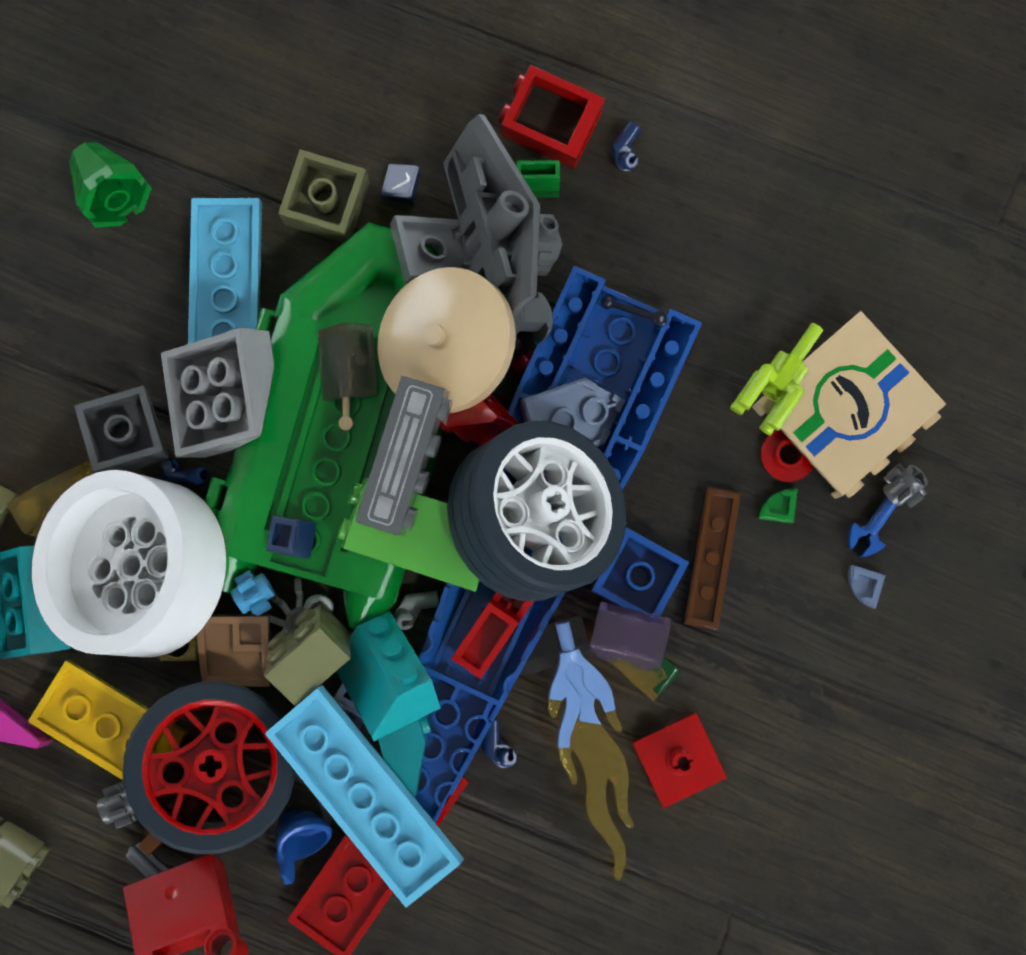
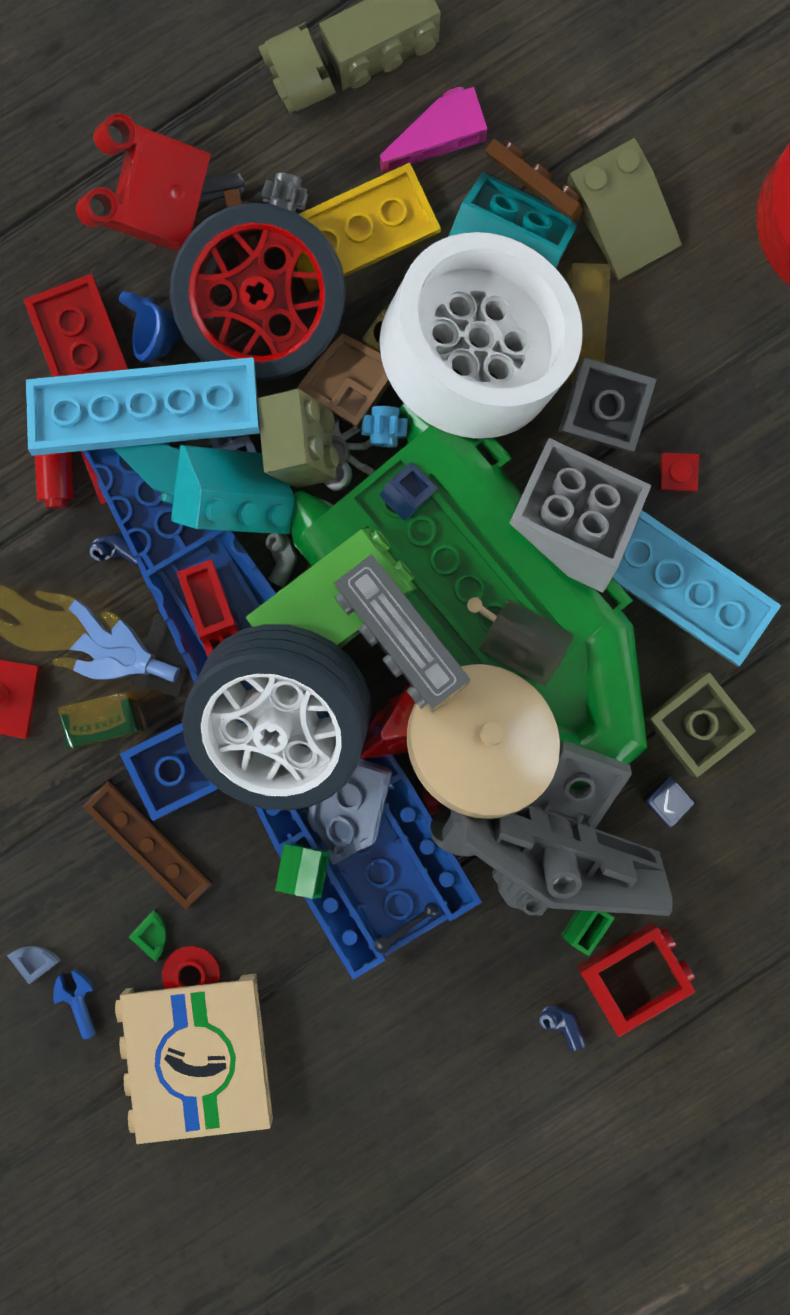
camera: 125 degrees right, 5 degrees up
(140, 345) = (678, 472): none -> red plate
(186, 477) = (532, 435): dark blue arm -> none
(474, 834) = (54, 479): none -> red brick
(630, 636) = (123, 725): clear purple brick -> none
(645, 417) = (302, 871): none -> green piece
(779, 382) = (252, 1009): lime plant -> none
(905, 485) = (92, 1057): dark grey gear -> none

